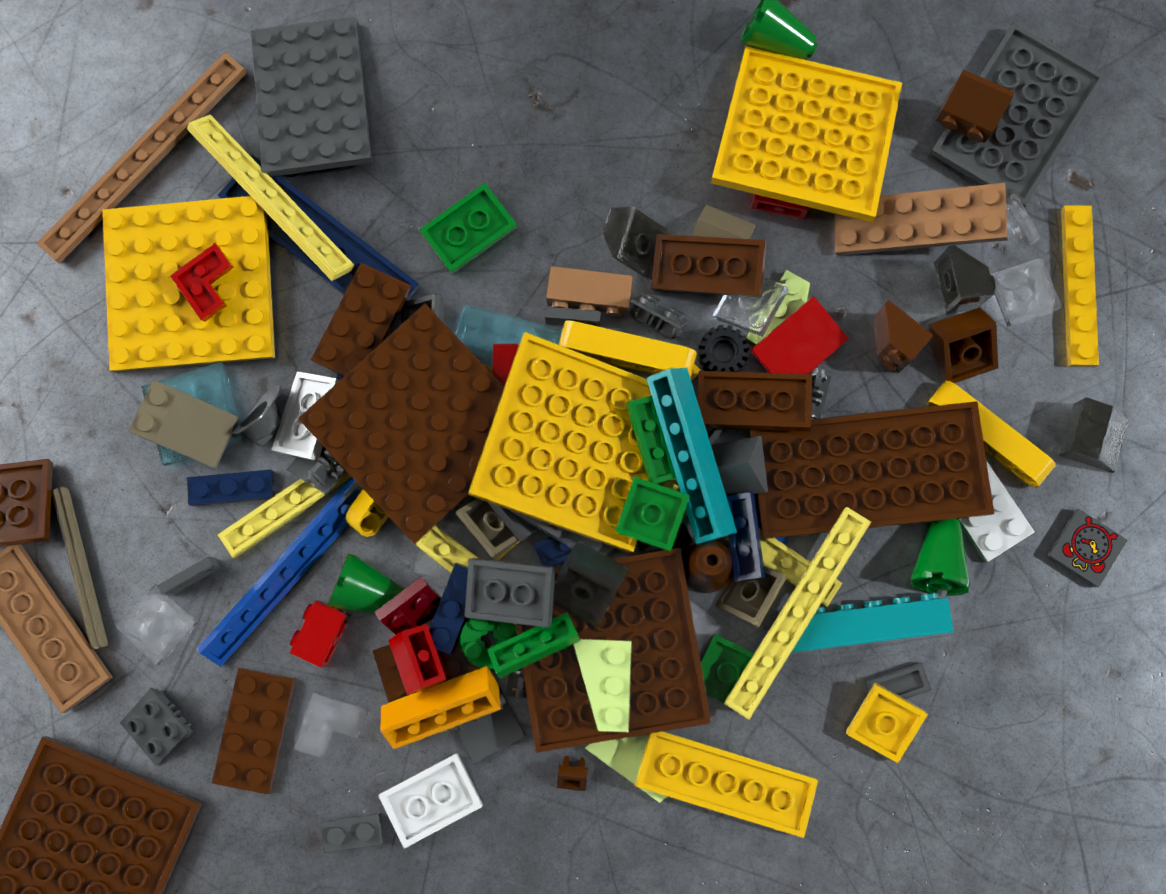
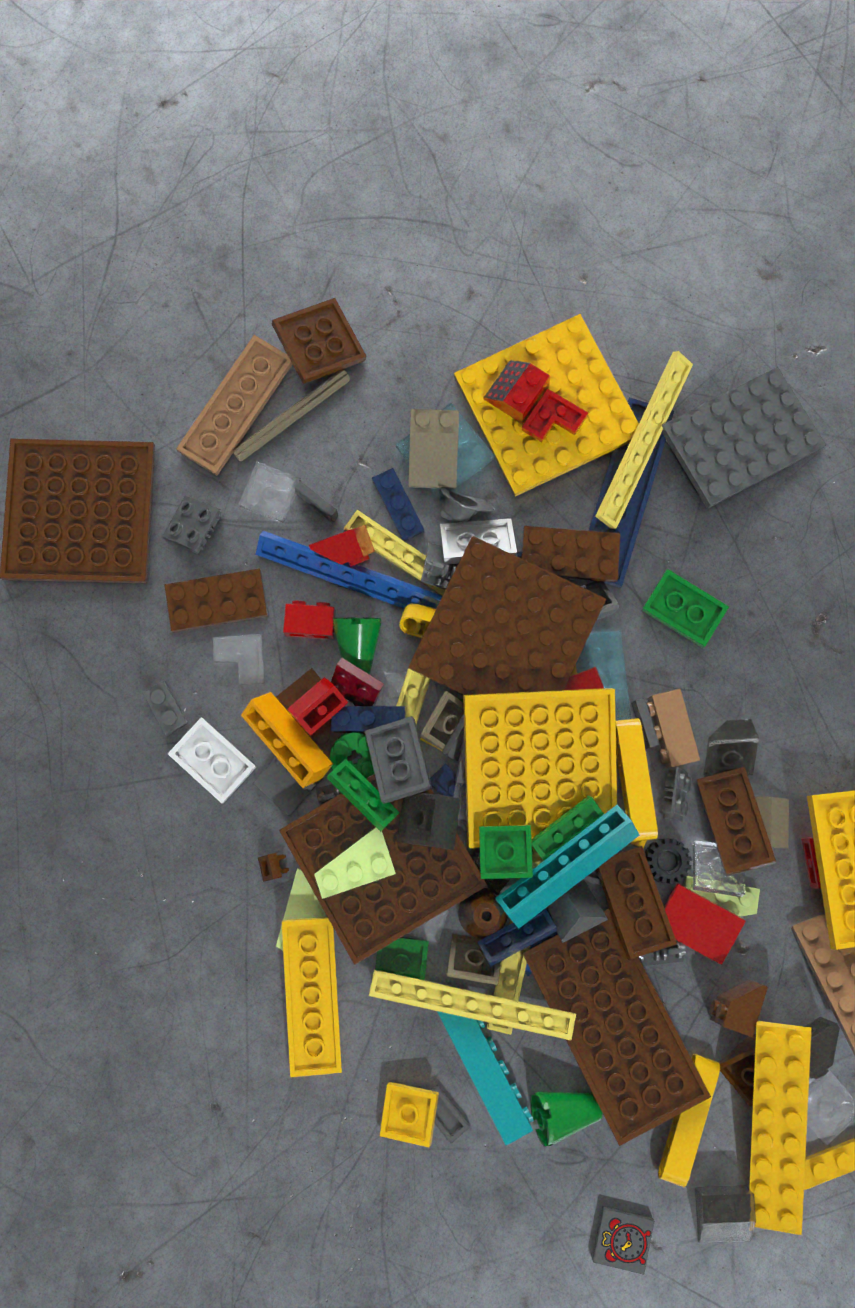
camera: 60 degrees right, 0 degrees up
(141, 158) = (637, 326): medium nougat plate -> none
(157, 307) = (518, 389): none -> red slope
(253, 561) = (346, 547): none -> red slope
(999, 531) = (609, 1158): white plate -> none
(1027, 343) = (780, 1125): none -> yellow plate

